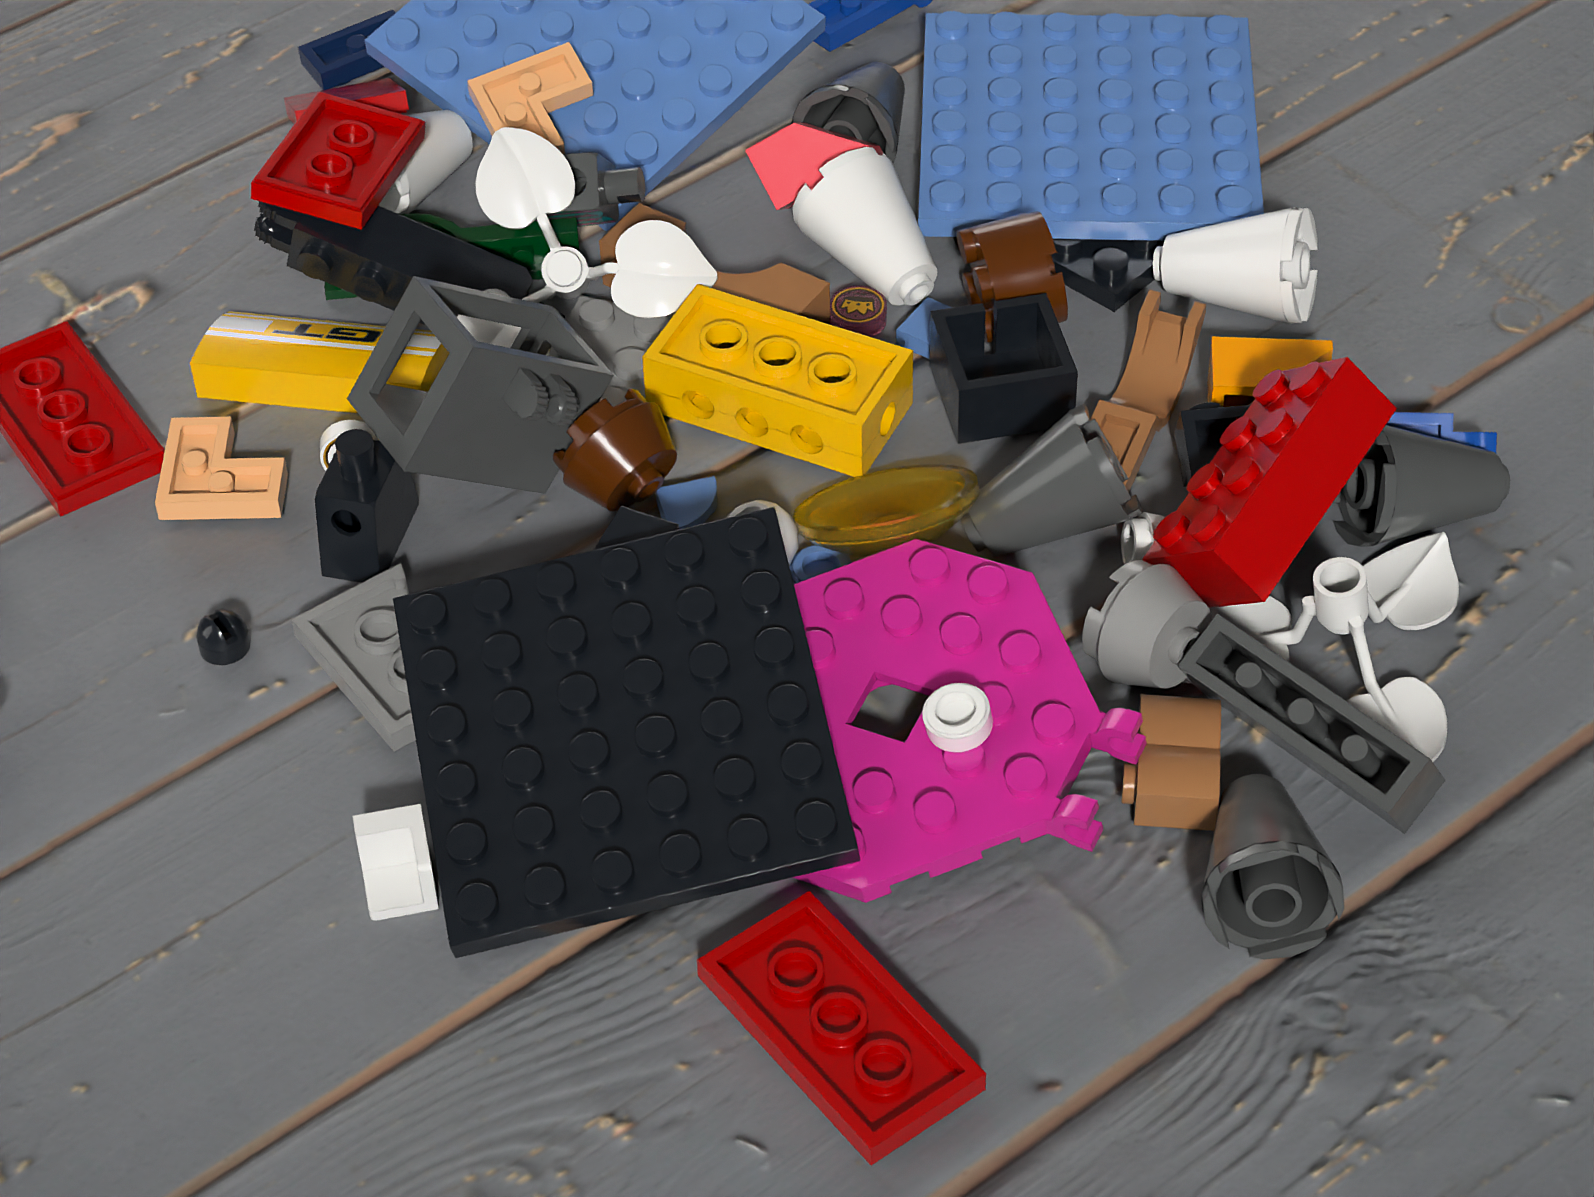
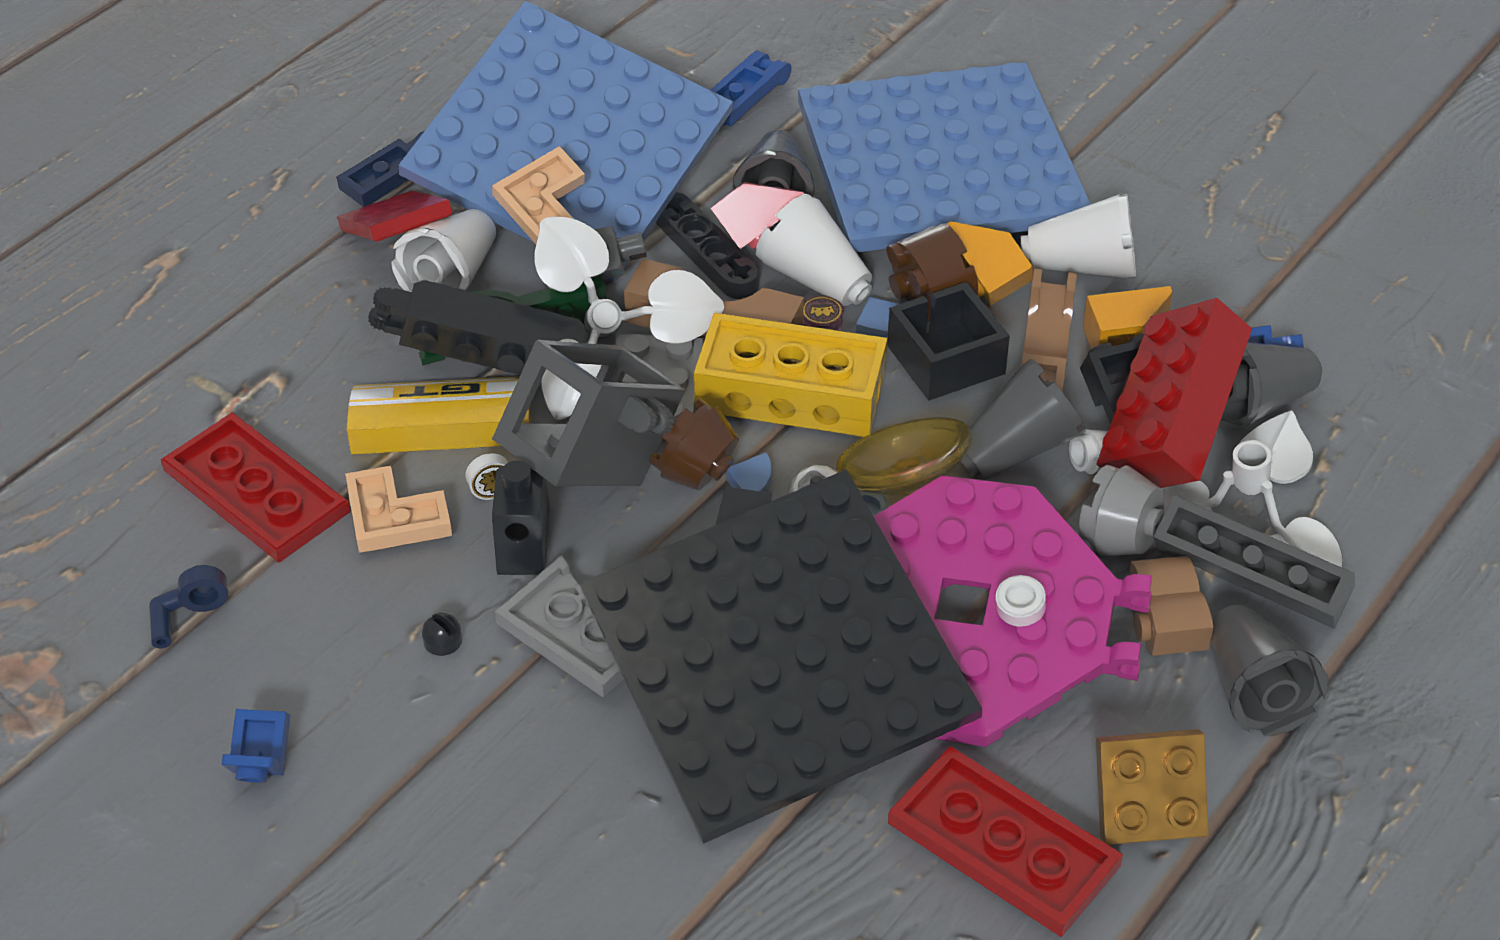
camera: 15 degrees left, 0 degrees up
(338, 160) = (423, 259): red tile -> none
(395, 862) = (640, 780): white panel -> none
(741, 198) = (712, 241): none -> black beam
(1053, 991) = (1152, 786): none -> pearl gold plate
(1100, 271) = (996, 260): none -> light orange slope

